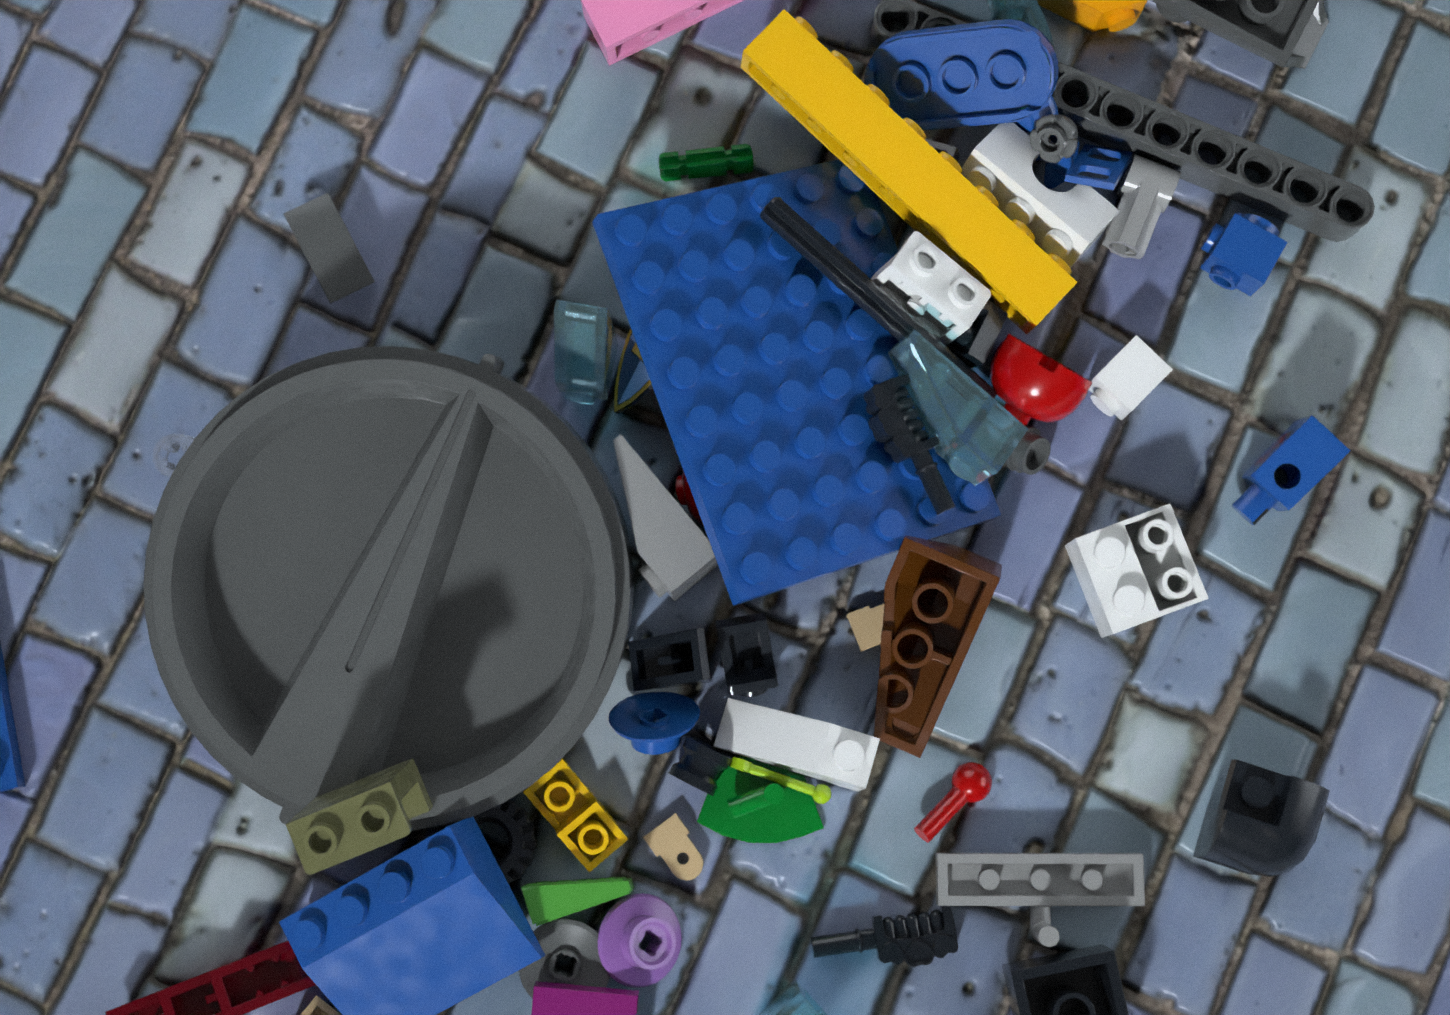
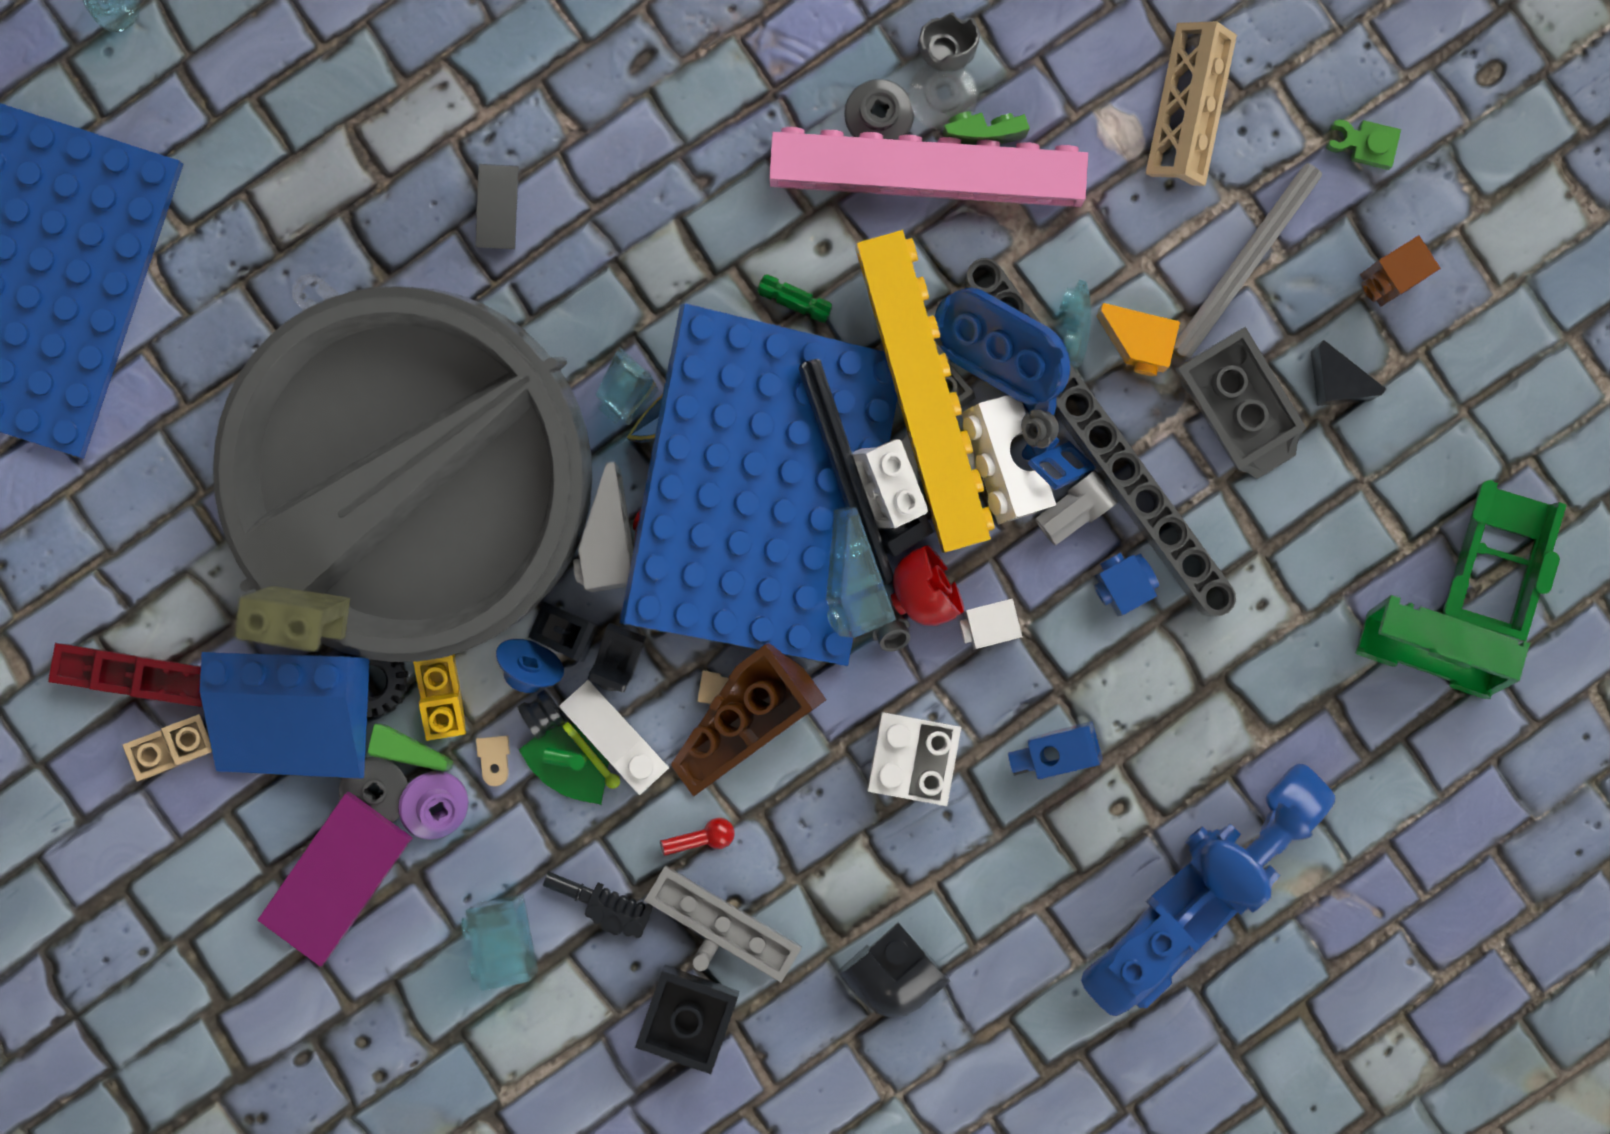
camera: 30 degrees right, 5 degrees up
(898, 427) = (809, 569): black piece -> none

